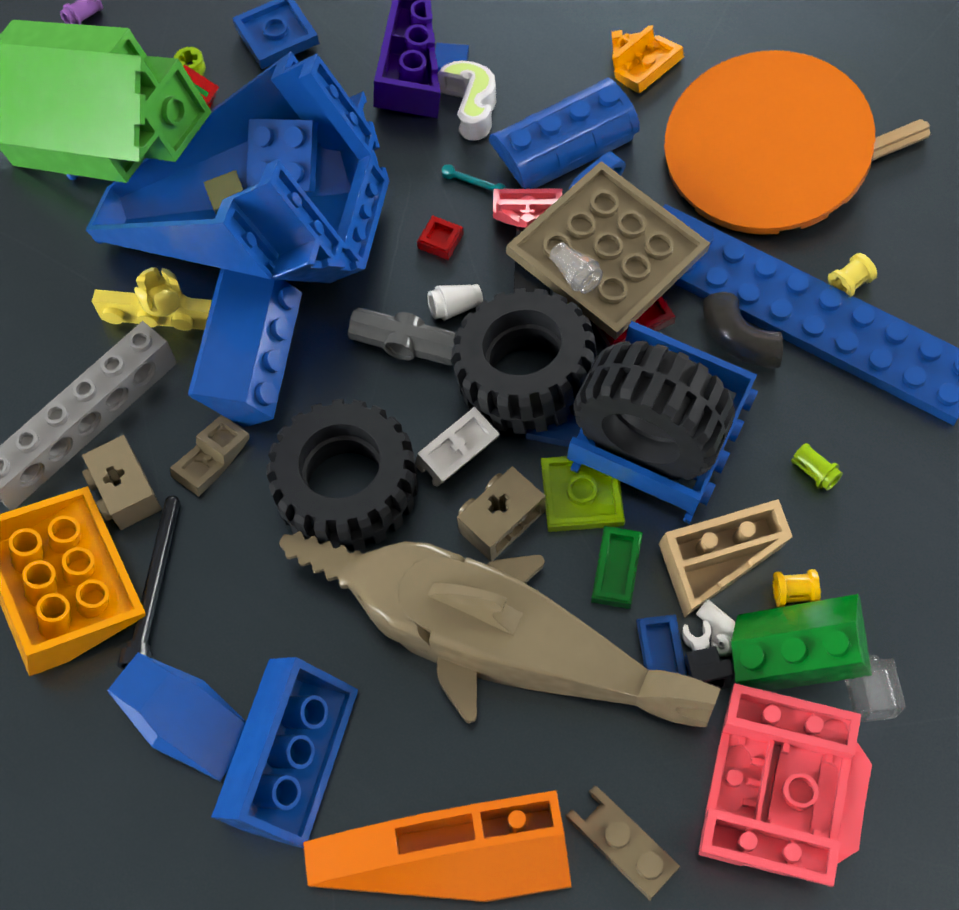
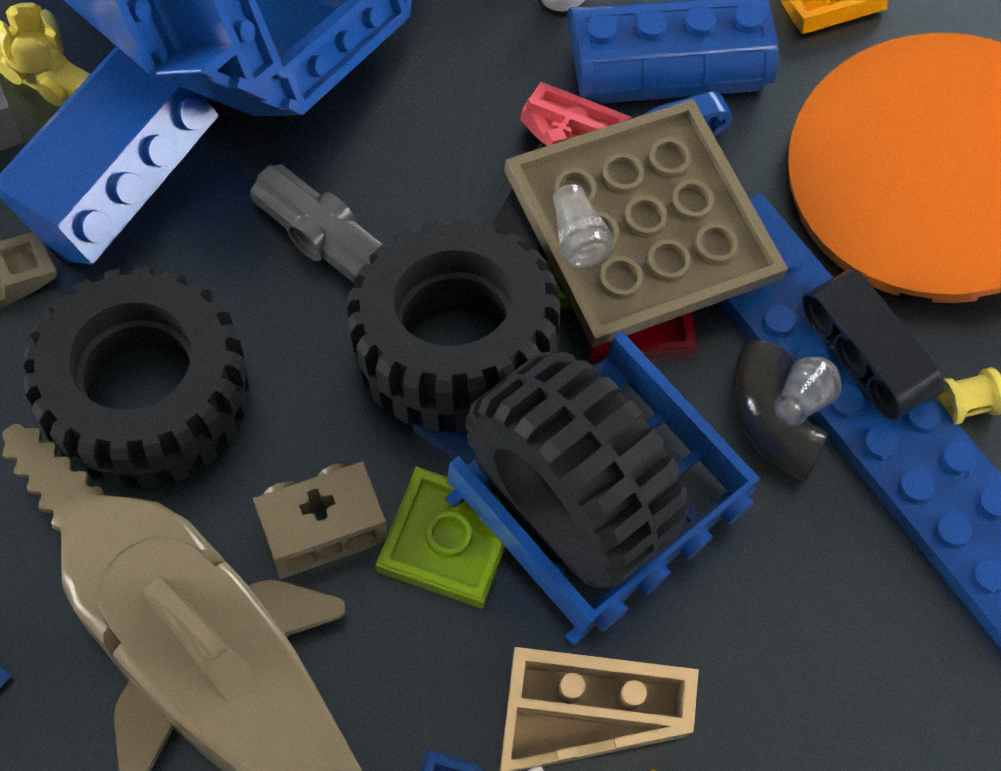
camera: 15 degrees right, 0 degrees up
(440, 237) = (440, 117): red tile -> none
(449, 172) = (498, 38): teal hinge -> none
(453, 300) = (411, 205): white cone -> none
(456, 446) = (308, 401): white hinge -> none
(617, 567) = (441, 663): green tile -> none
(758, 310) = (808, 389): none -> clear cone
(782, 268) = (872, 344): none -> black beam
(817, 467) = (788, 644): lime pin -> none

